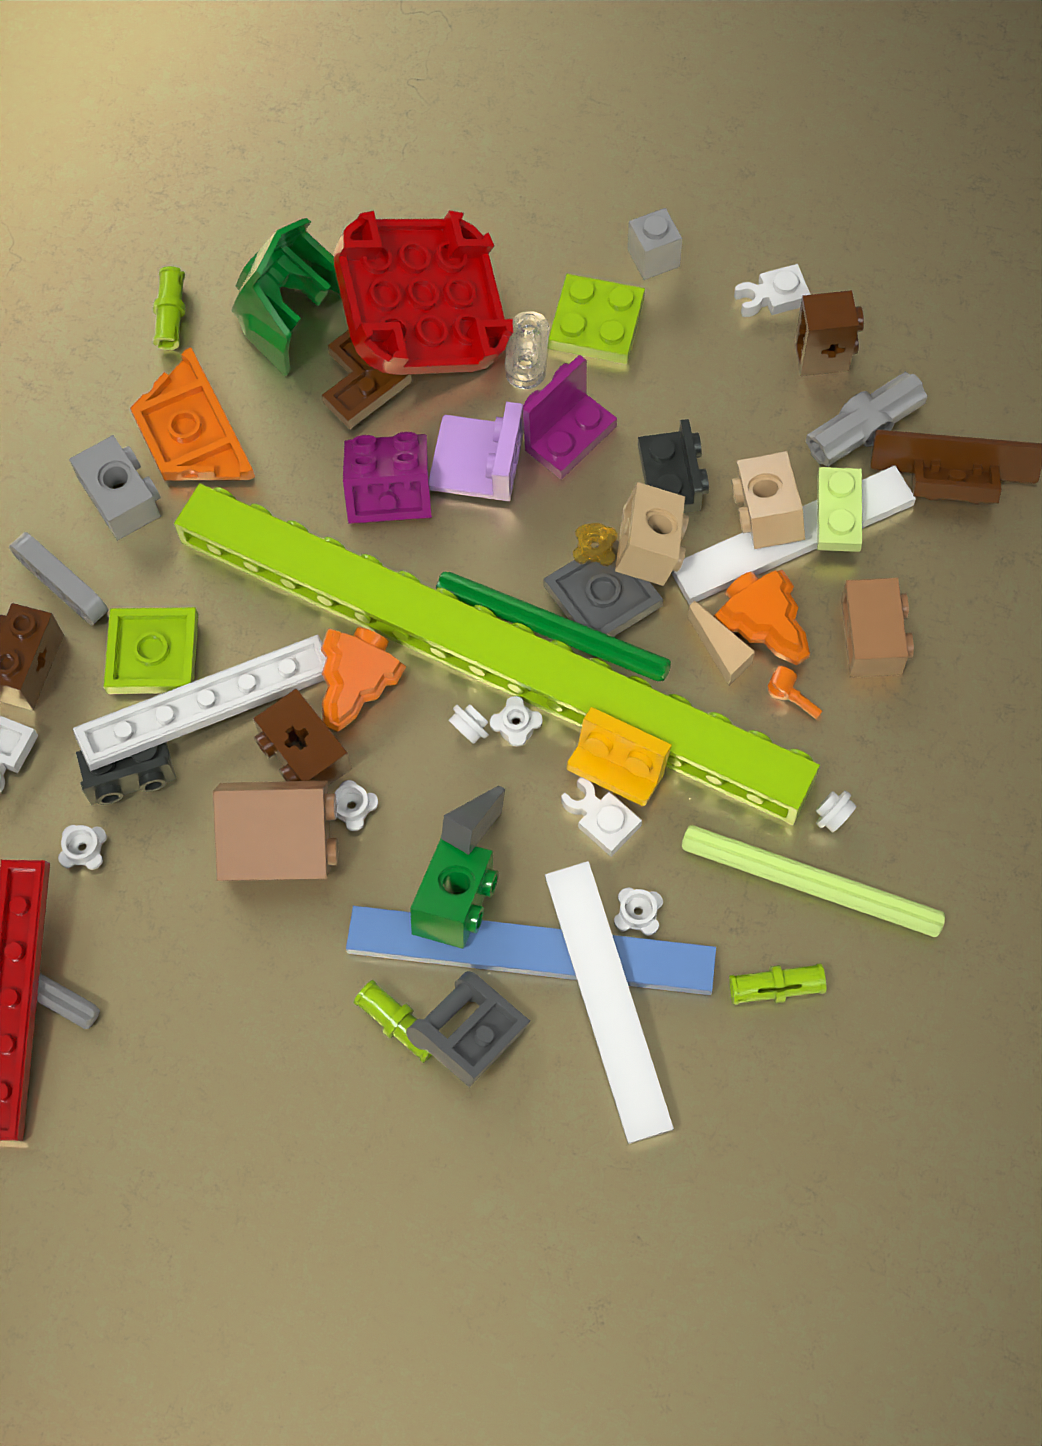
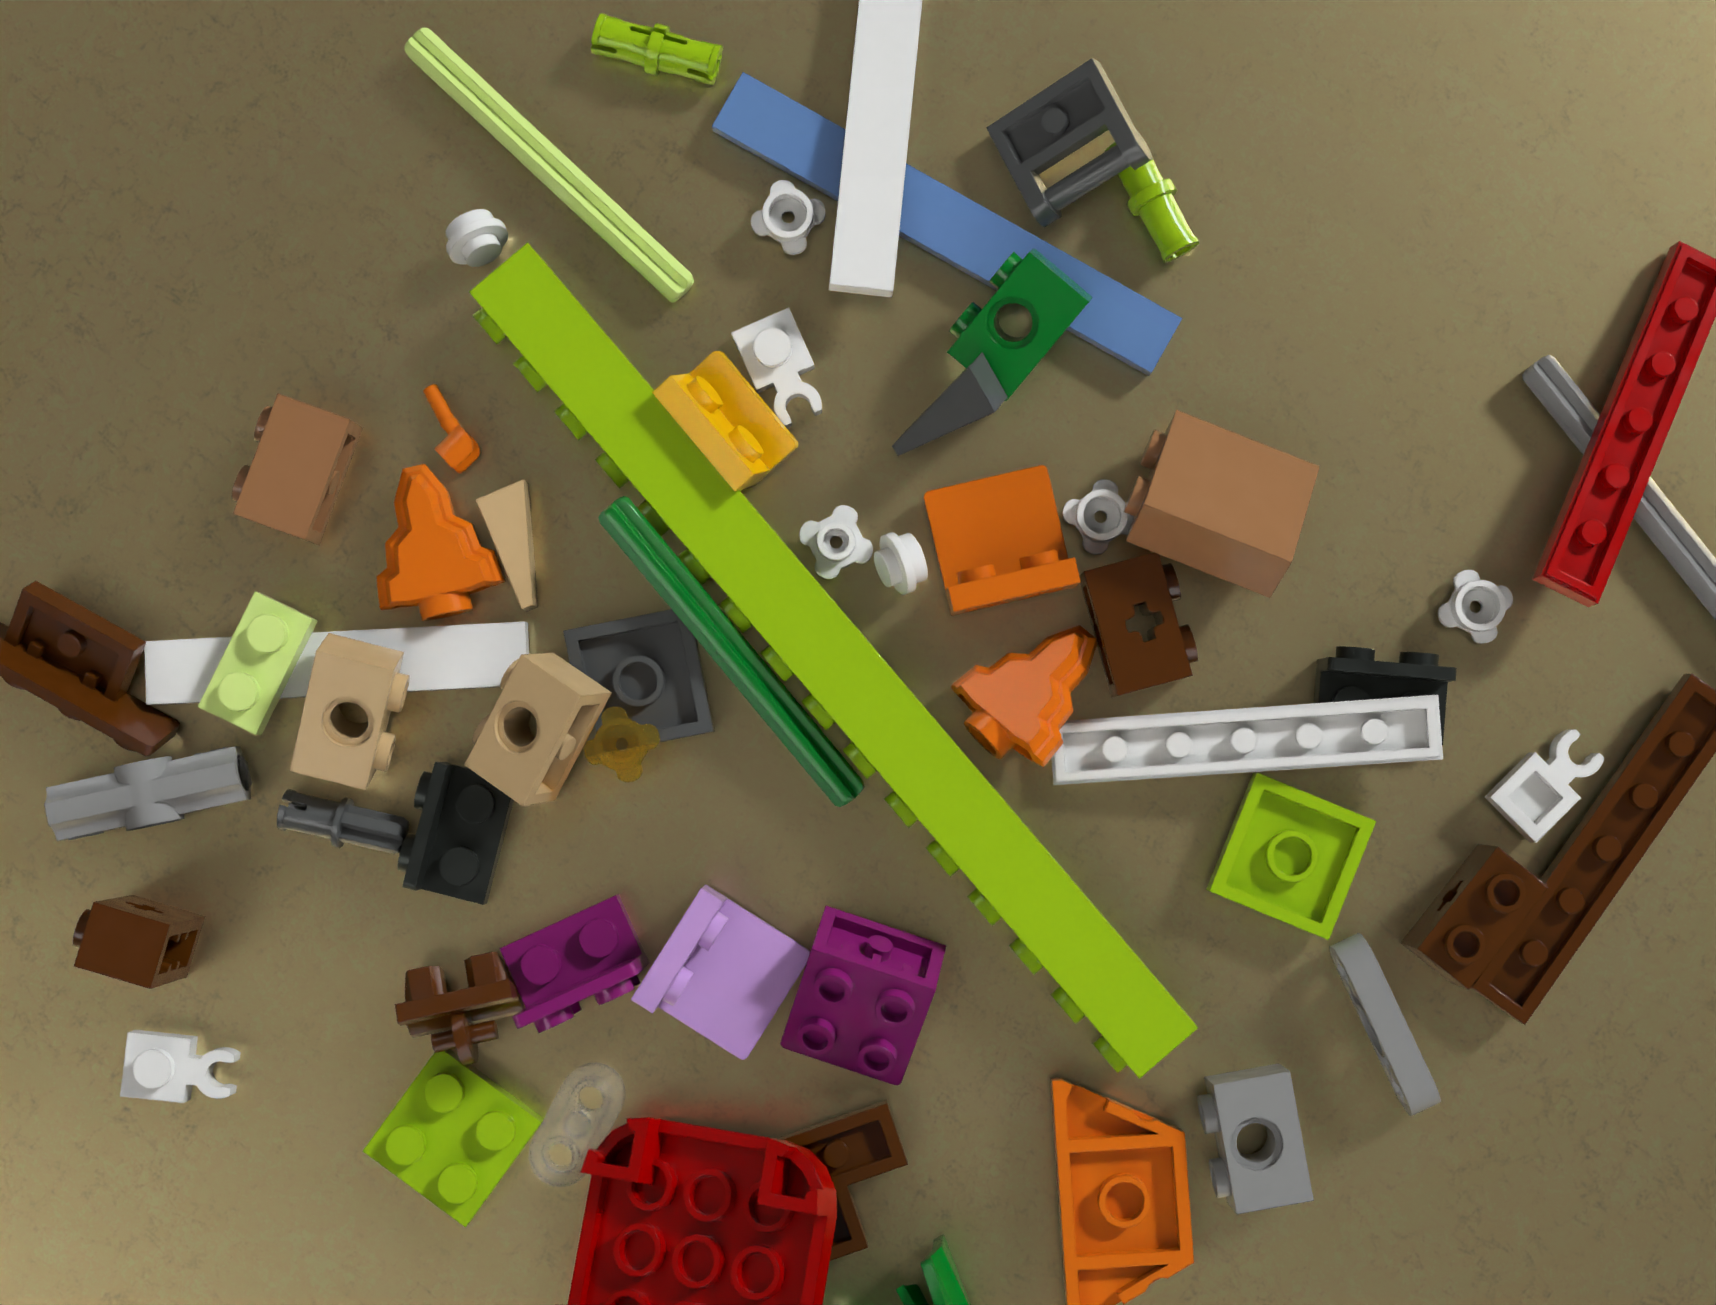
camera: 160 degrees left, 20 degrees up
(408, 757) = (999, 540): none -> orange bracket
(642, 372) = (463, 1014): none -> reddish brown hips
(654, 243) = (313, 1217): light grey brick -> none
(742, 447) = (342, 822): none -> dark grey axle

